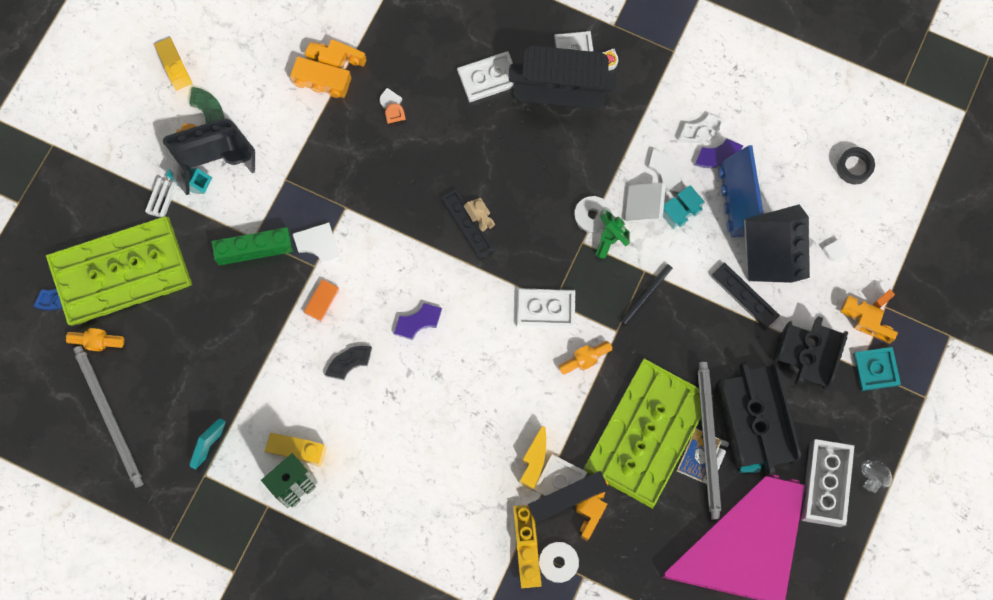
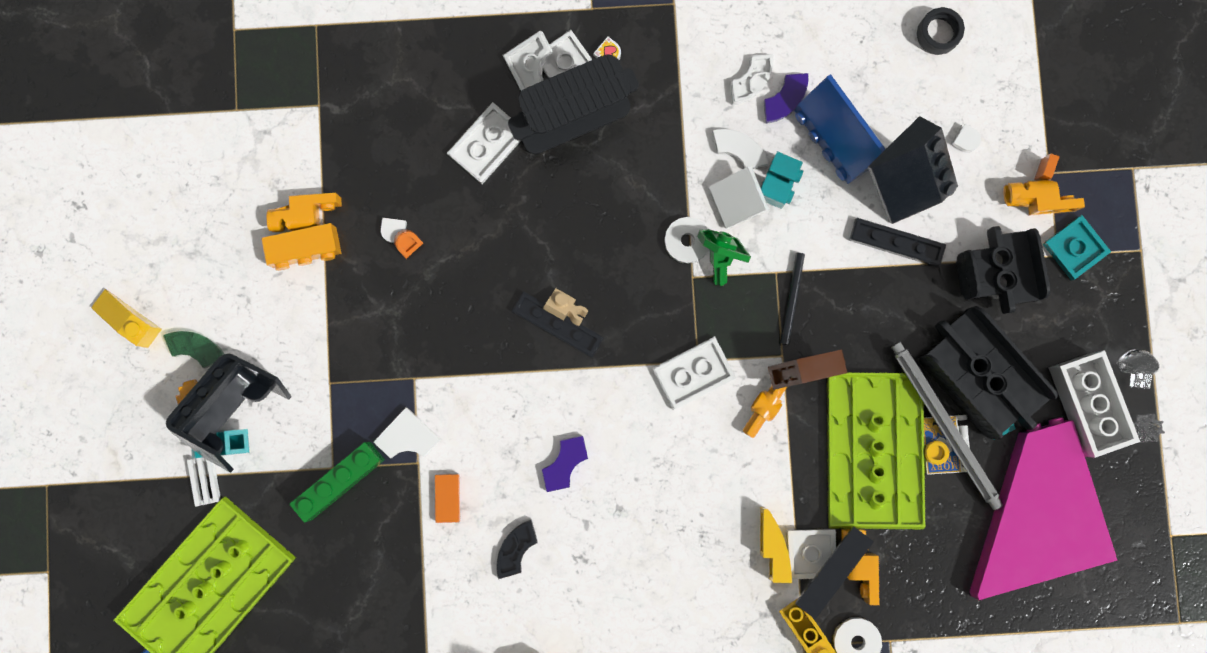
camera: 25 degrees left, 10 degrees up
(550, 33) = (528, 59): none -> white tile
(627, 342) = (807, 369): none -> reddish brown window
(691, 457) = (936, 452): none -> yellow tile
(863, 520) = (1148, 428): none -> clear gear

